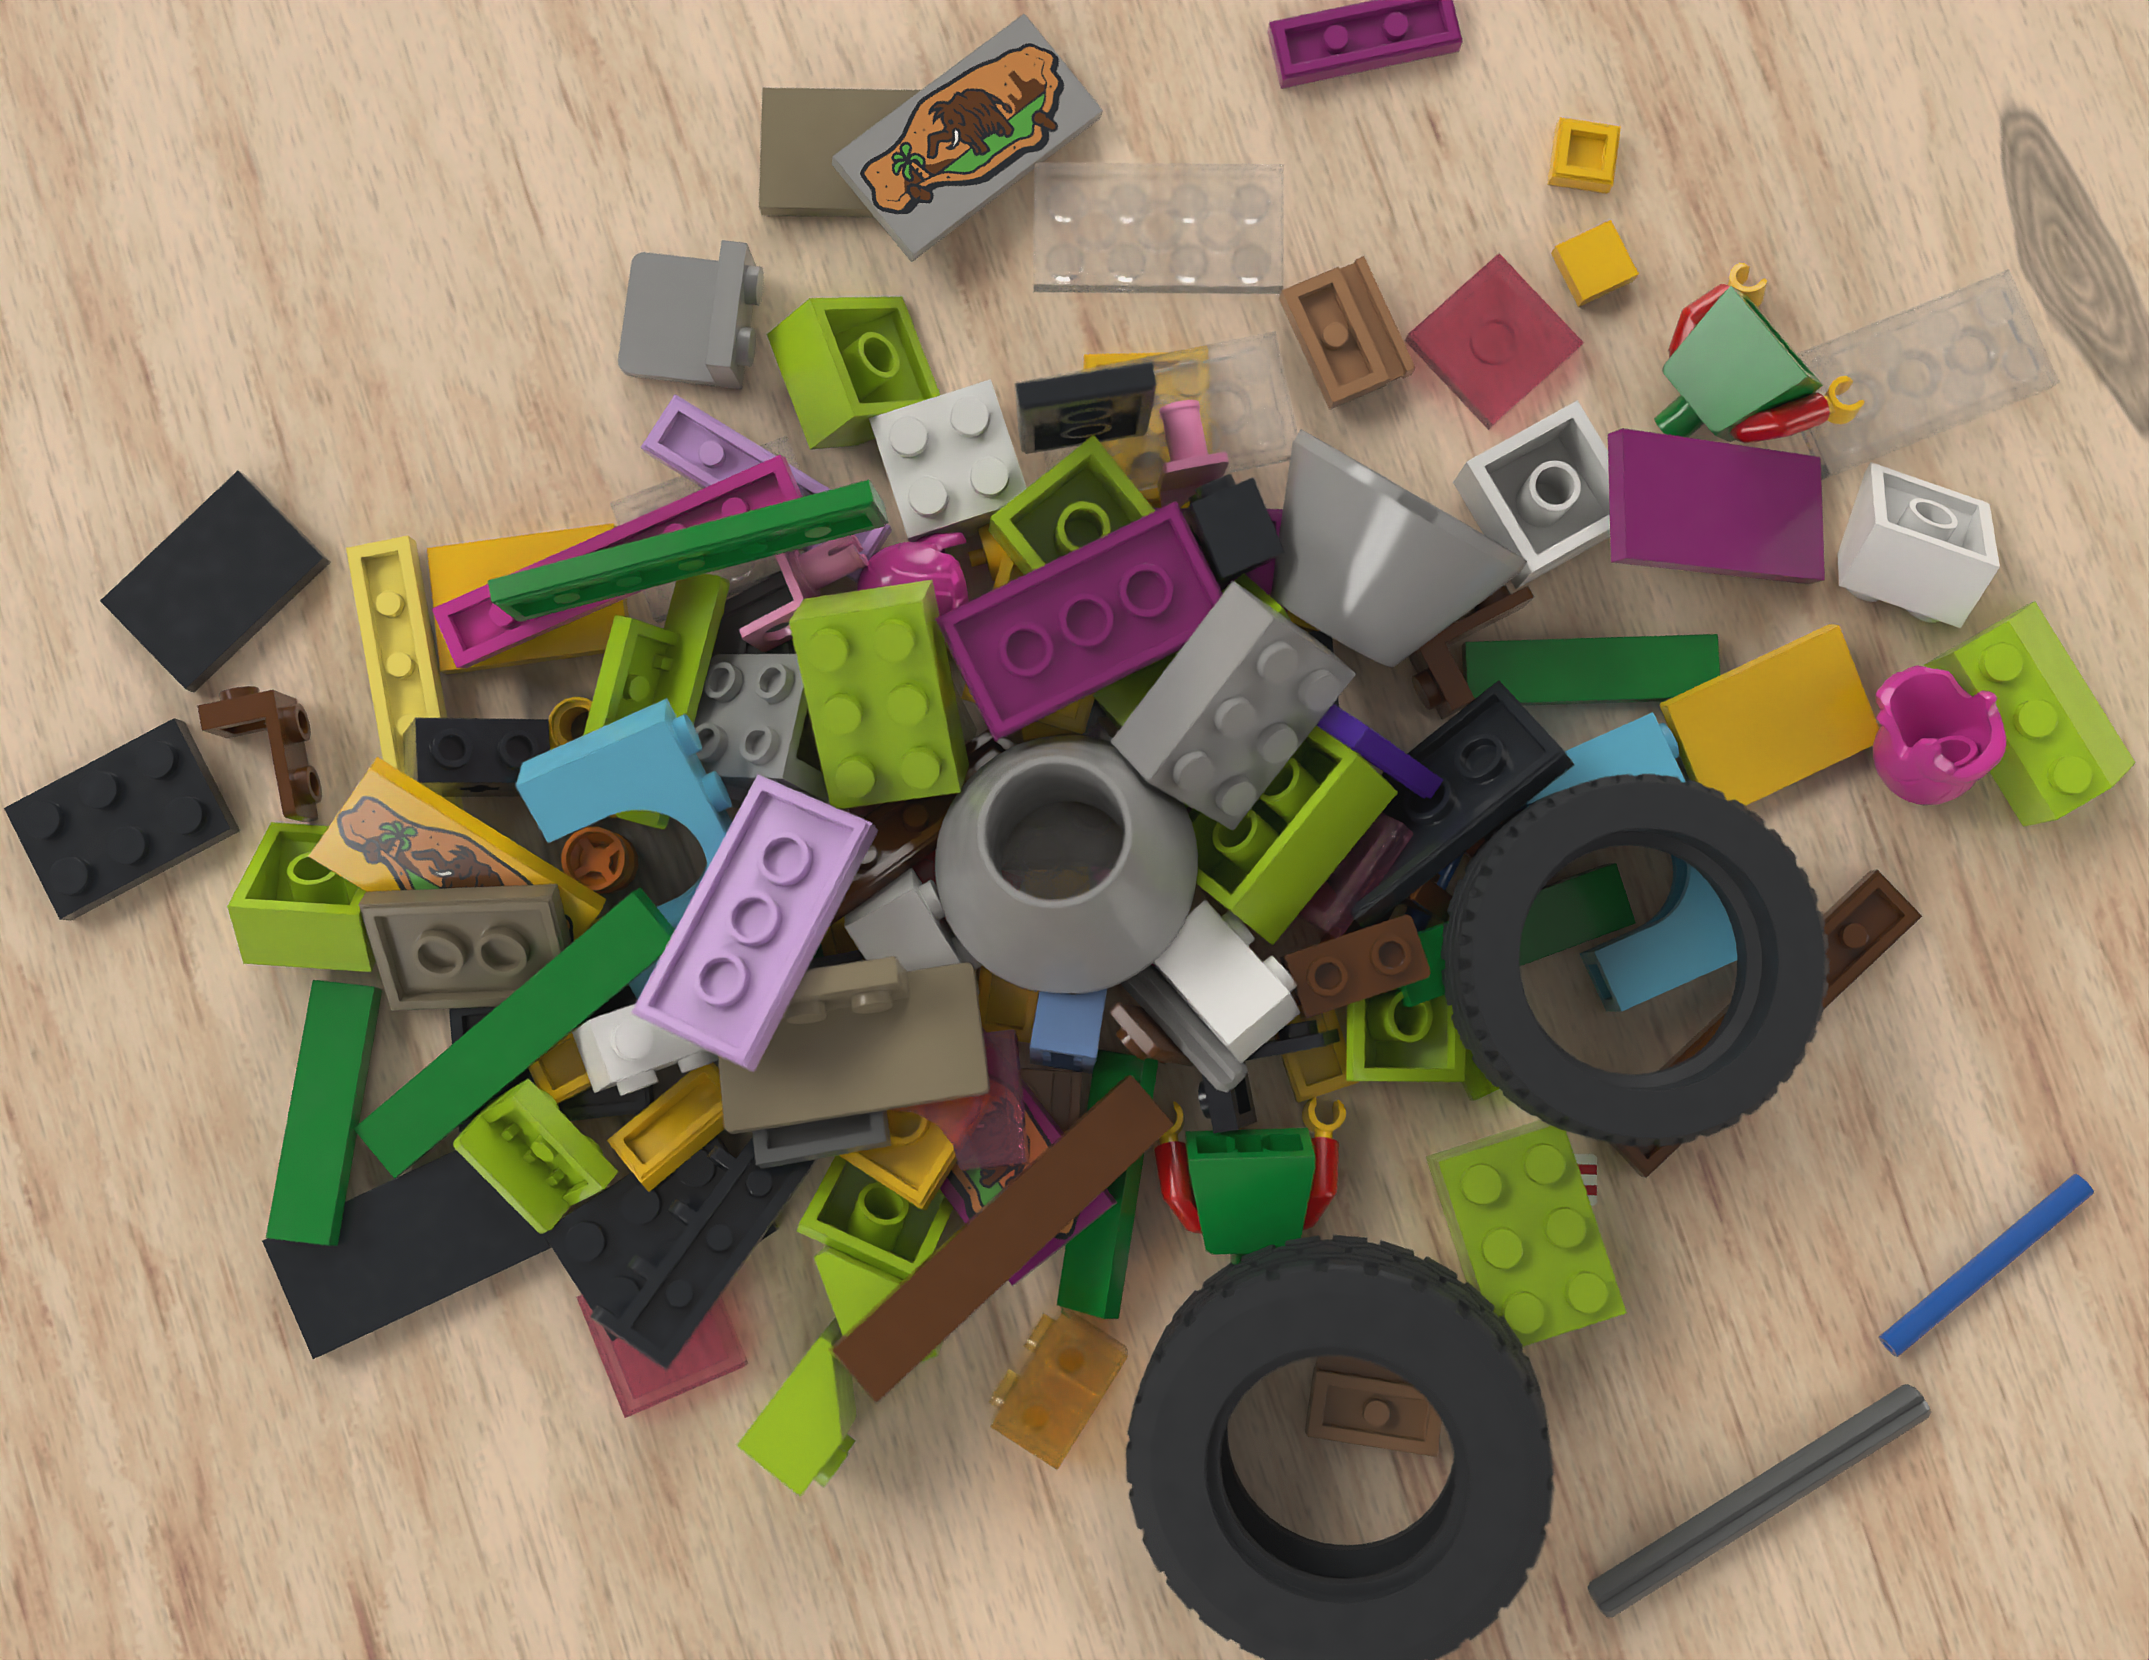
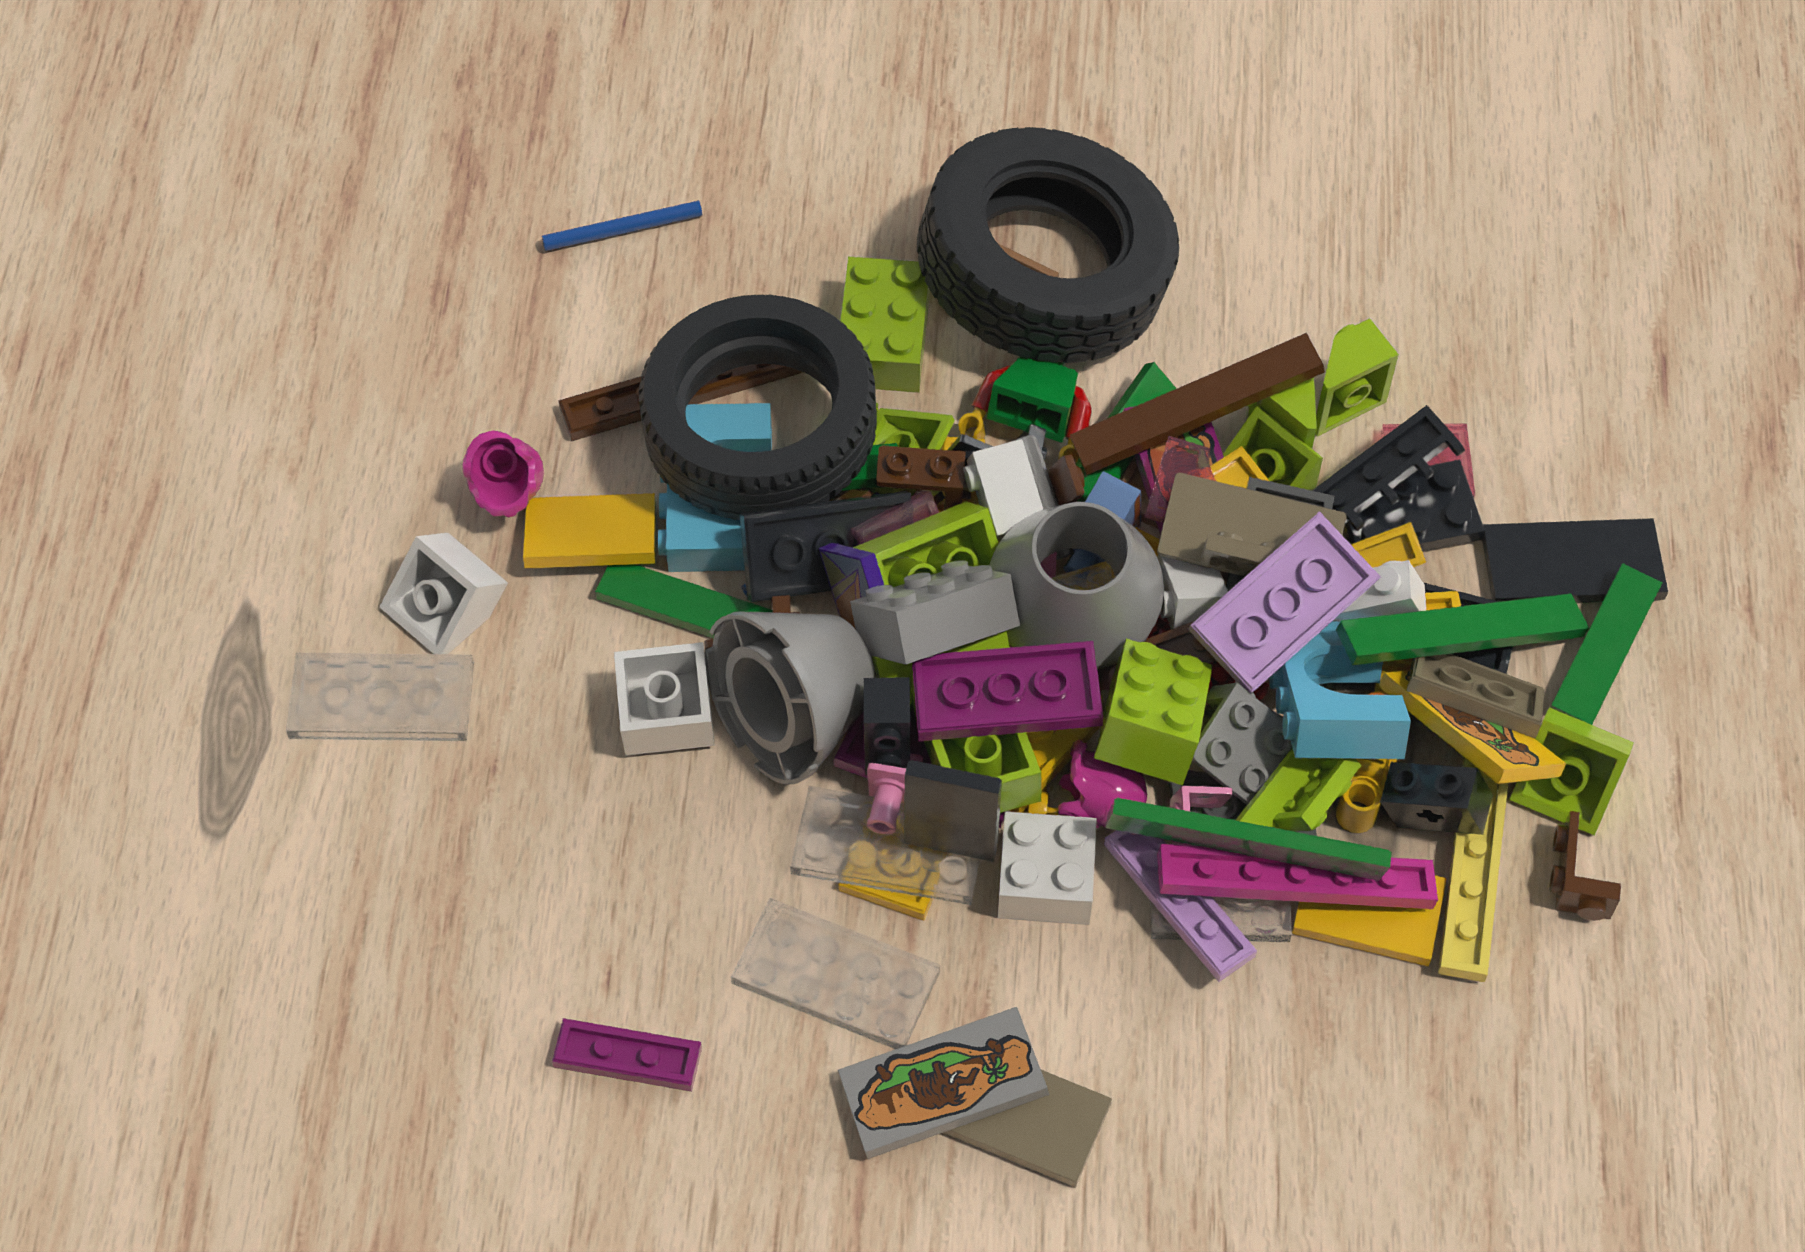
camera: 160 degrees left, 25 degrees down
(121, 819) = (1697, 873): black plate -> none
(215, 581) = (1589, 1000): black tile -> none
(534, 1155) = (1476, 566): lime bracket -> none
(691, 317) = (1187, 1039): light grey bracket -> none
(850, 364) = (1087, 957): lime slope -> none
(1057, 1385) = (1196, 345): clear yellow brick -> none
(1346, 332) = (739, 858): medium nougat plate -> none
(1493, 341) = (642, 821): clear pink tile -> none
(1584, 155) = (518, 915): yellow tile -> none
(1594, 263) = (550, 842): yellow tile -> none
(1715, 507) = (563, 645): magenta tile -> none
(1742, 373) = (500, 723): torso -> none
(1758, 1500) = (813, 164): dark grey axle -> none
(2055, 731) = (425, 475): lime slope -> none

